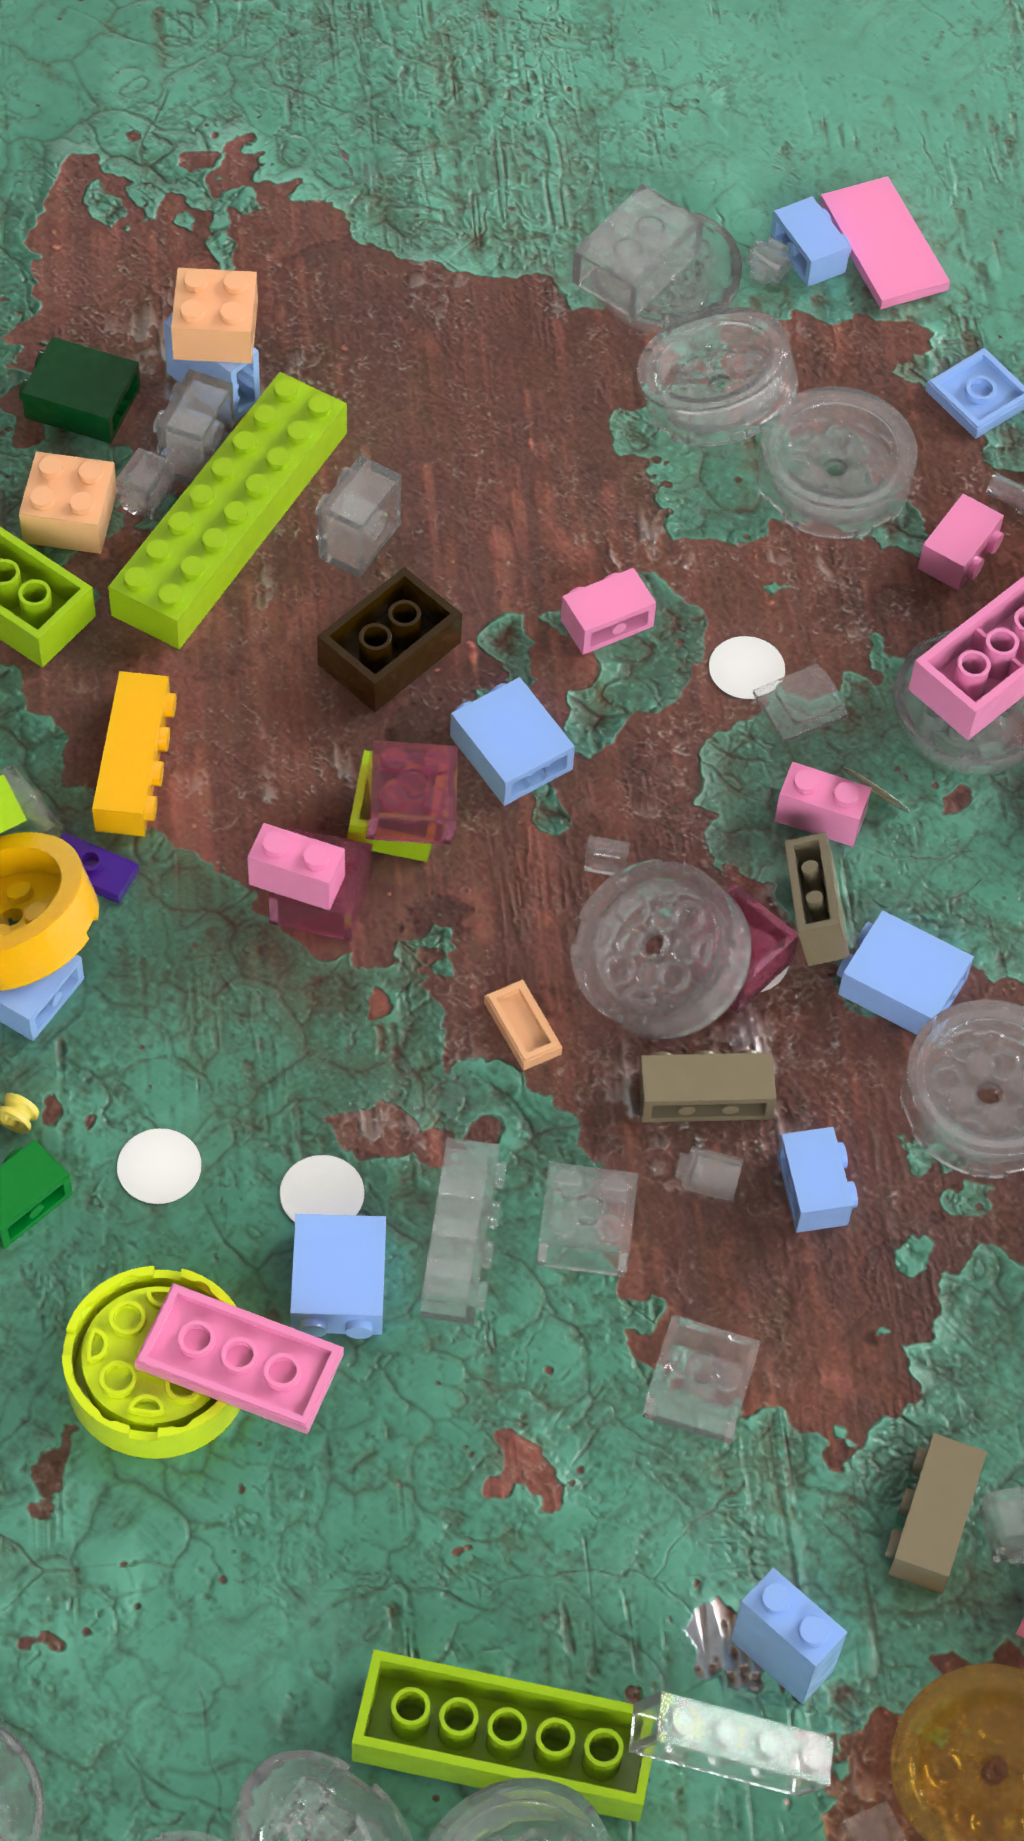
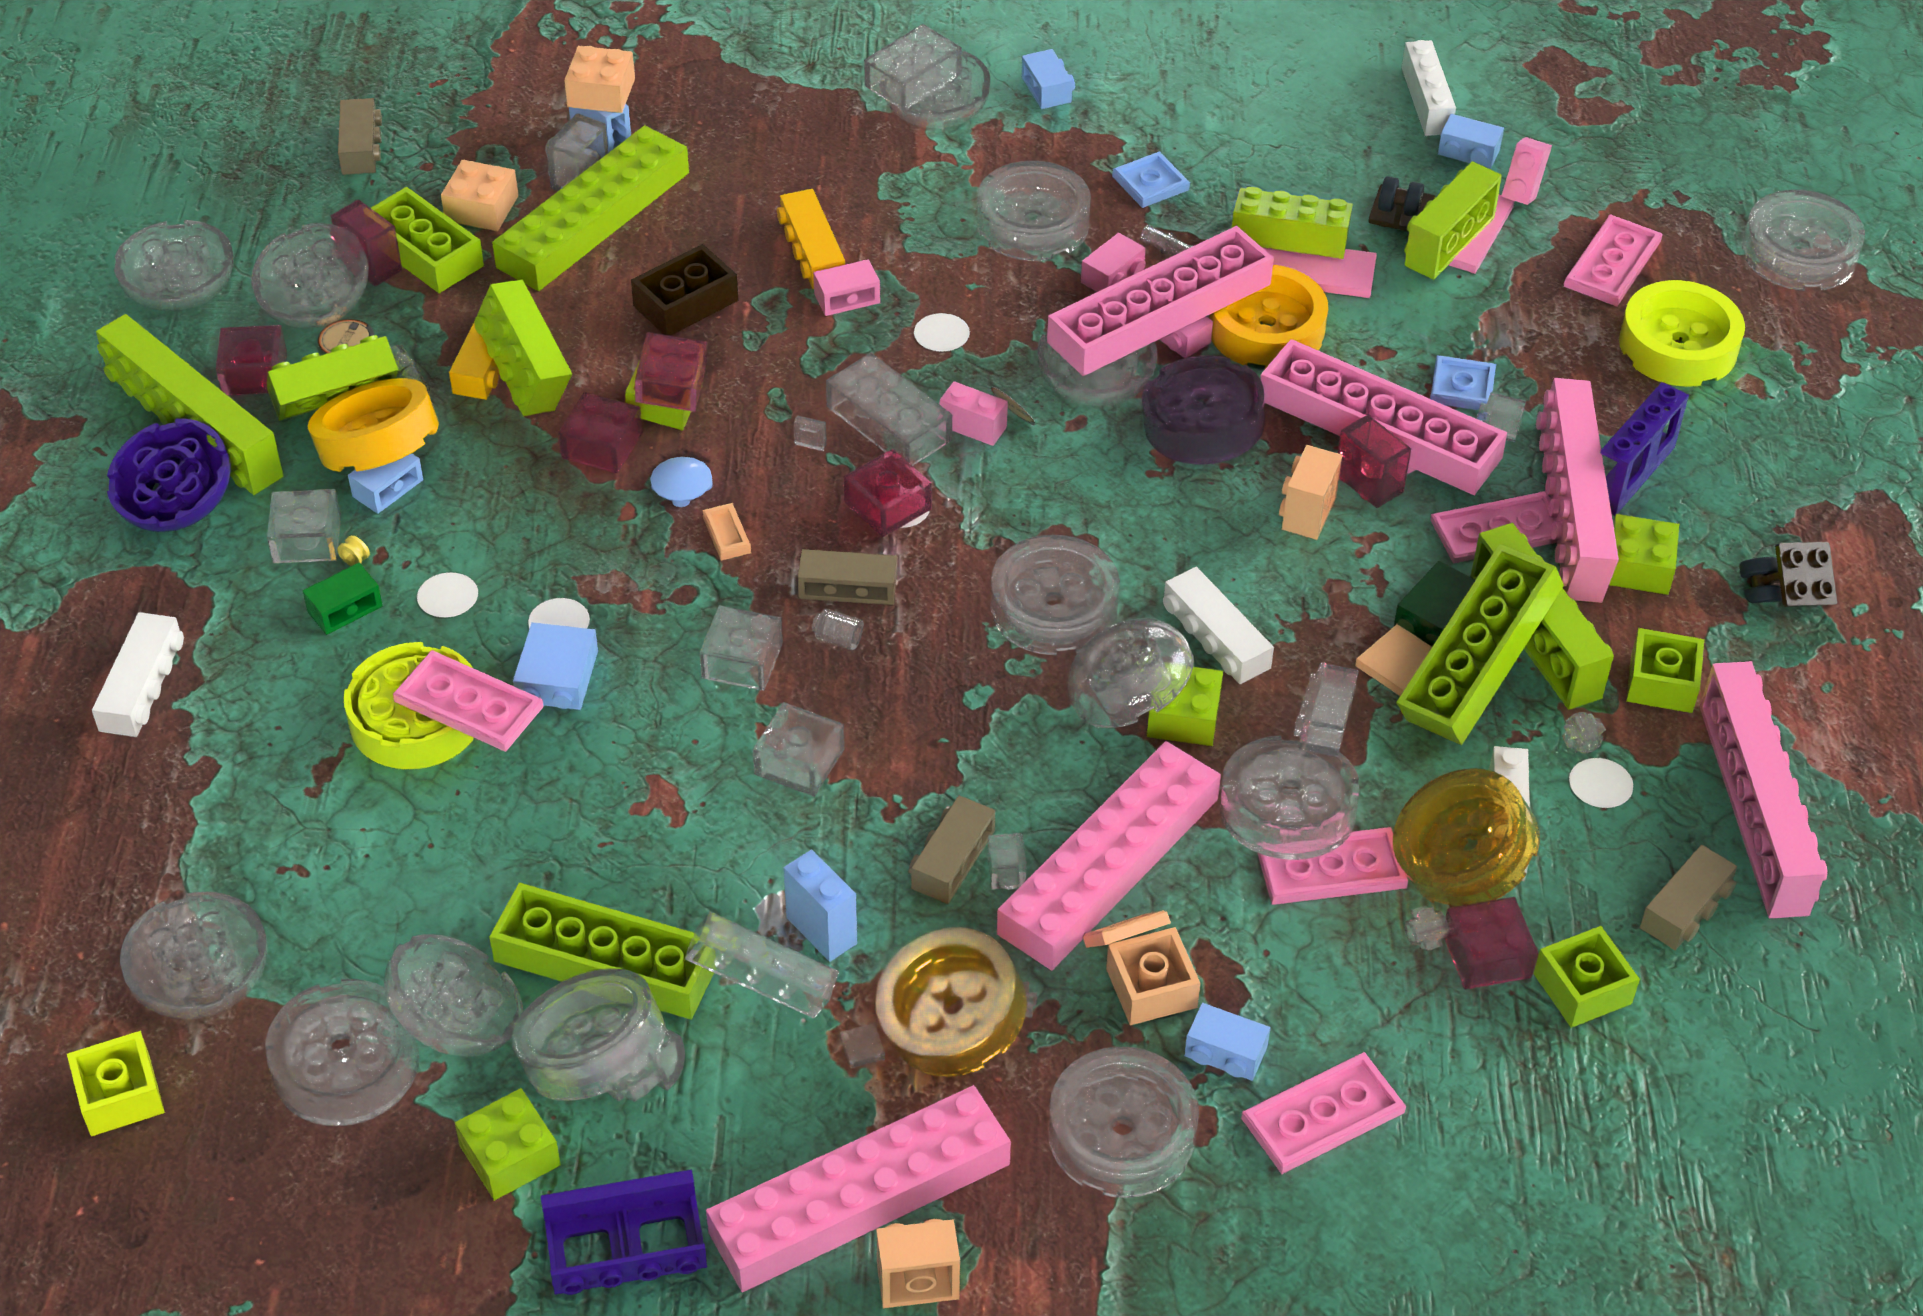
camera: 10 degrees right, 10 degrees down
(80, 389) = (506, 131): dark green brick -> none
(107, 871) = (451, 415): dark purple plate -> none
(145, 483) = (535, 186): clear brick -> none
(193, 766) = (522, 347): none -> lime brick
(296, 866) = (578, 408): bright pink brick -> none
(358, 515) = (680, 214): clear brick -> none
(444, 947) = (681, 480): none -> light blue dish
(460, 1231) = (649, 648): clear brick -> none
(511, 740) = (758, 359): light blue brick -> none
(541, 530) = (809, 233): none -> yellow brick
(700, 959) = (850, 497): clear brick -> none
(707, 809) = (888, 409): none -> clear brick
(712, 347) = (956, 148): clear brick -> none
(768, 261) = (1013, 88): clear gear -> none
(801, 703) = (975, 355): clear piece -> none
(816, 1179) = (913, 639): light blue brick -> none
(817, 899) = (952, 466): dark tan brick -> none
(885, 243) = (1102, 85): bright pink tile -> none
(903, 972) = (1006, 516): light blue brick -> none

